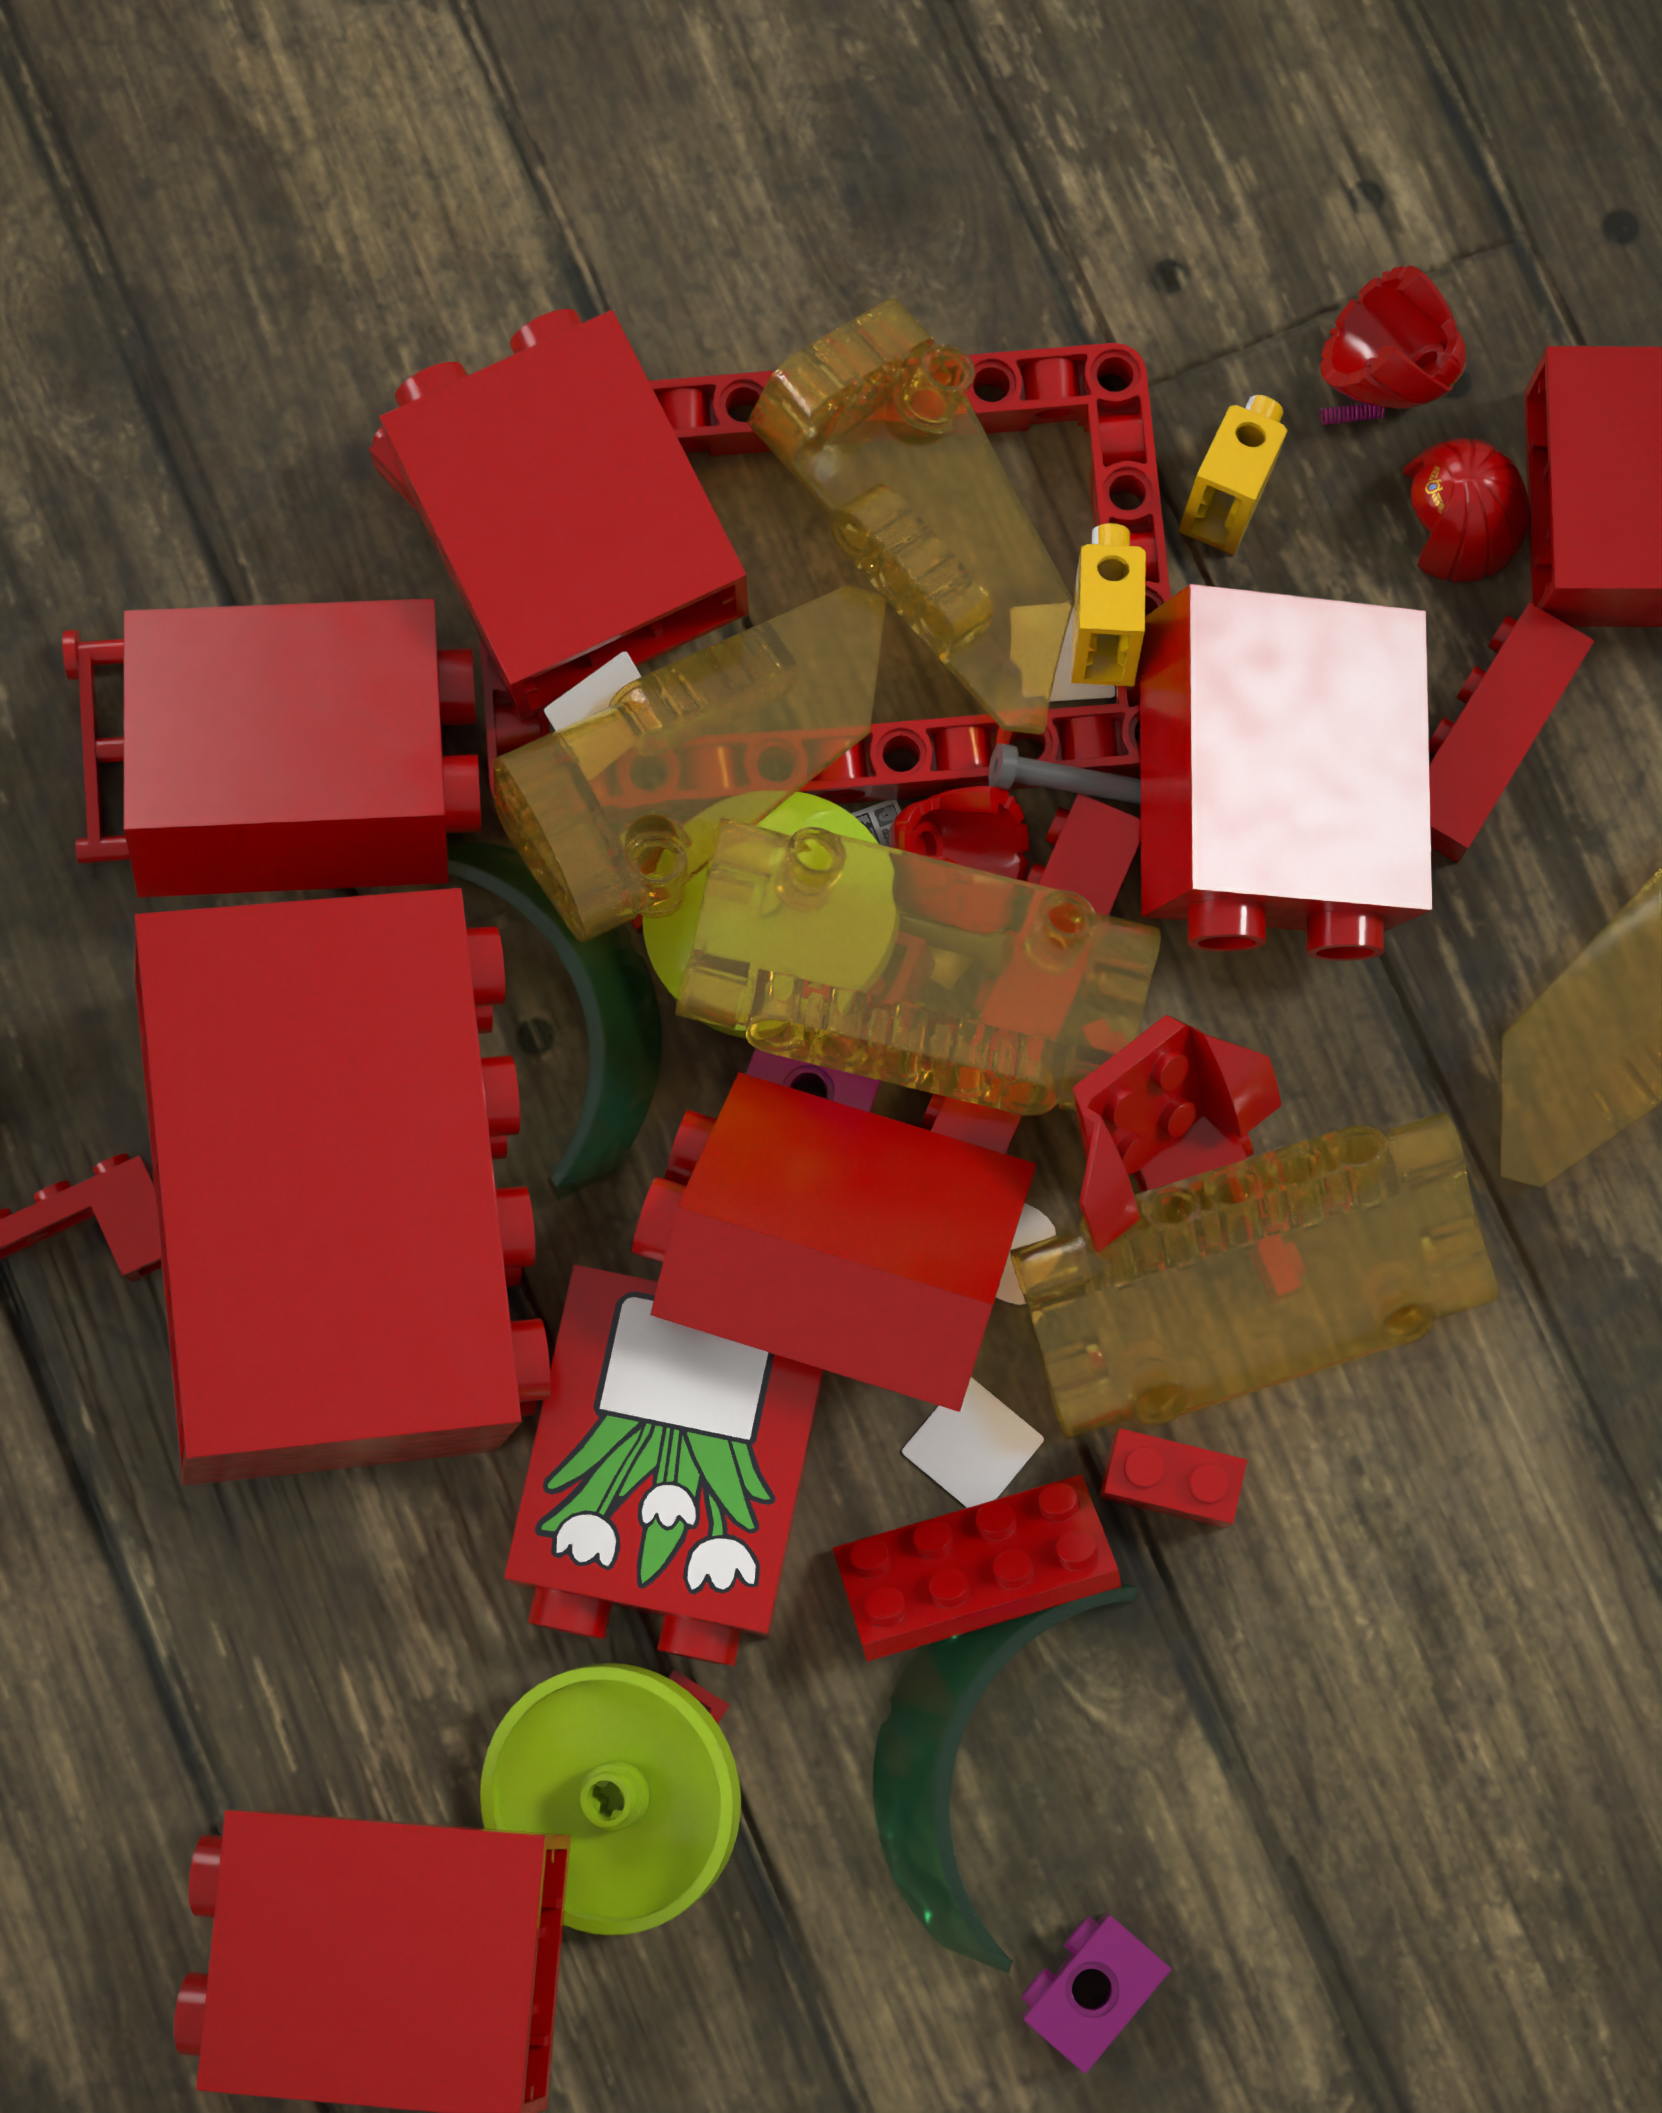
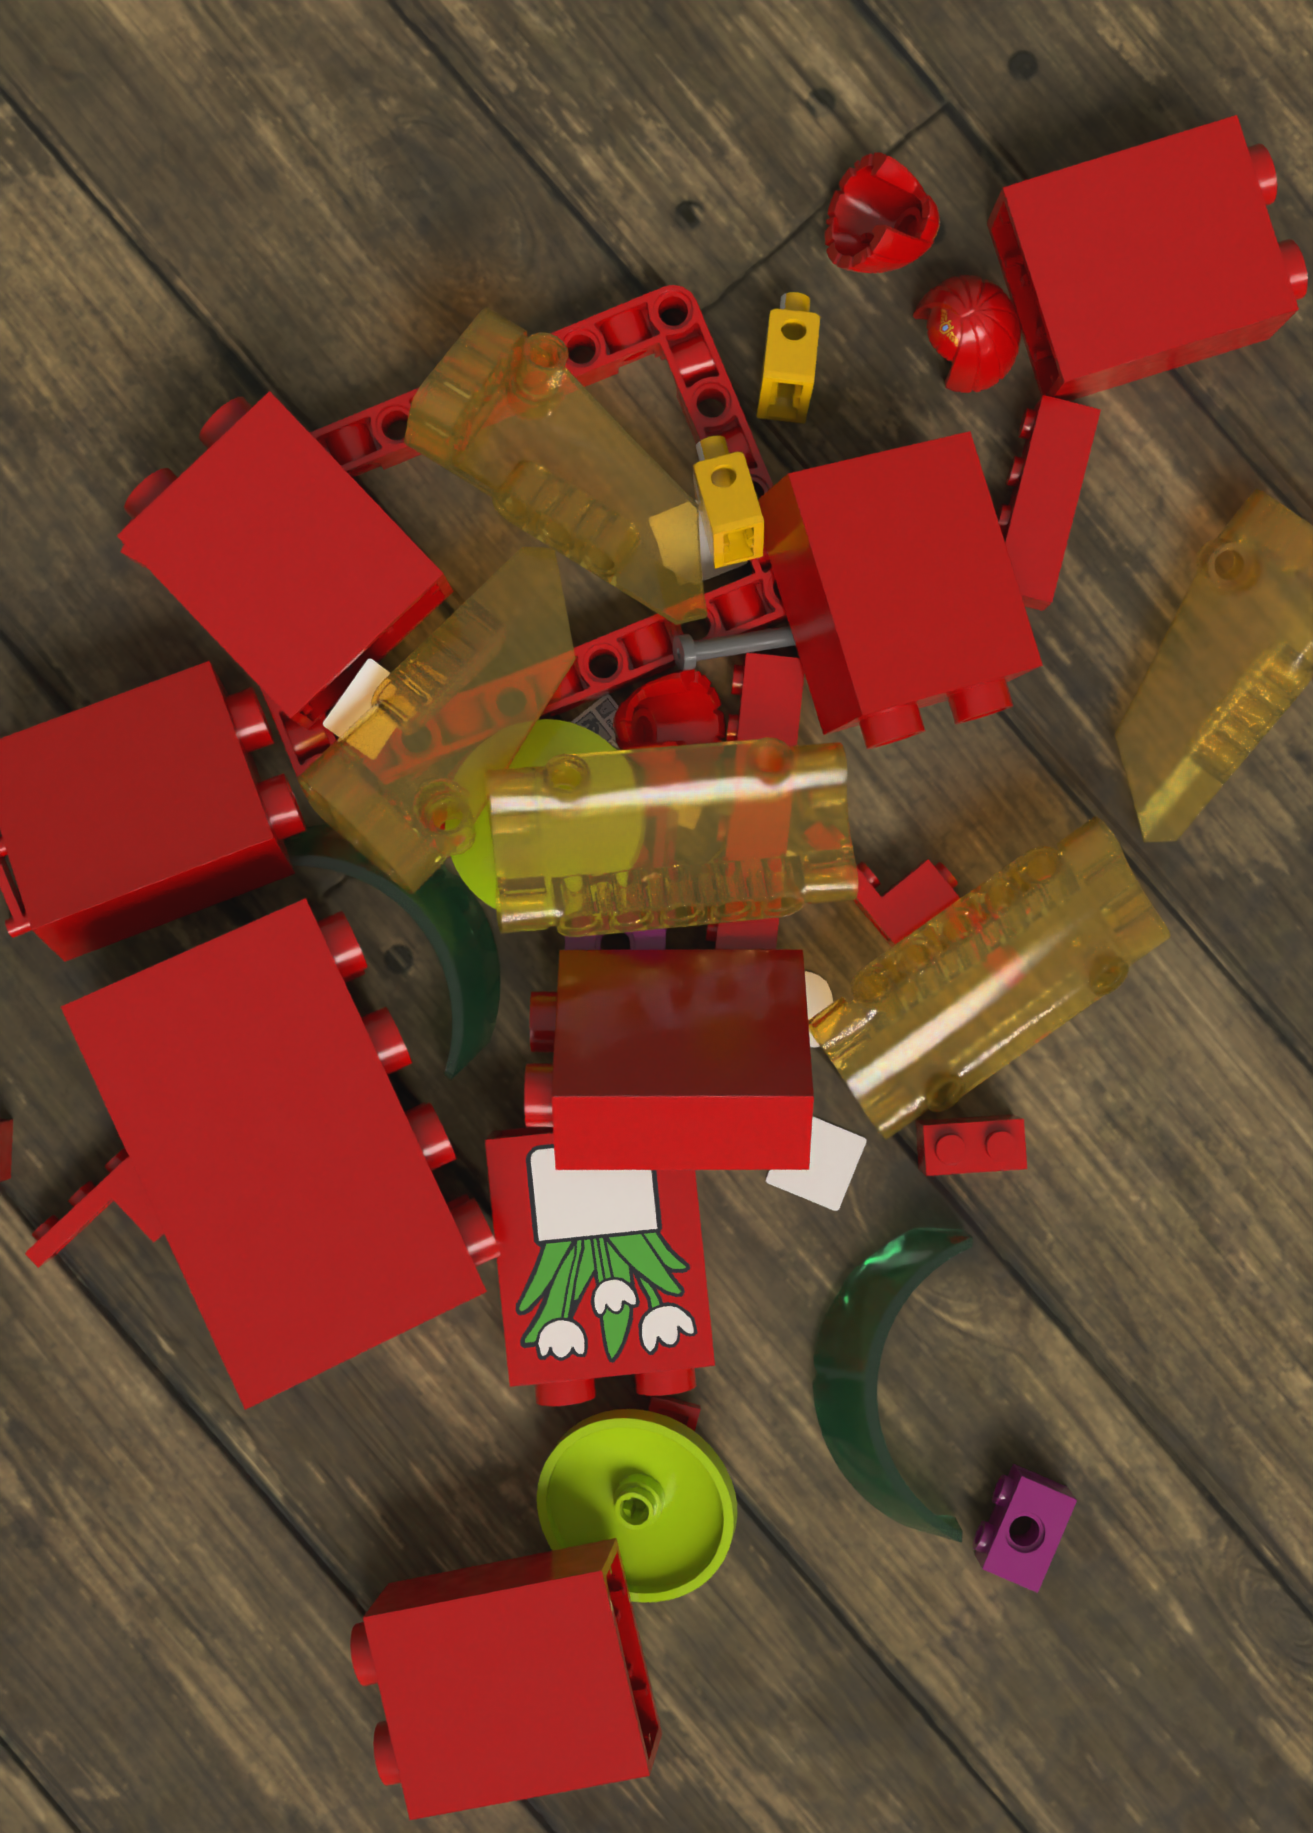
camera: 20 degrees left, 10 degrees up
(976, 1567) = (848, 1256): red plate -> none
(1150, 1098) = (874, 876): red piece -> none
(1350, 409) = (860, 279): dark pink leg -> none

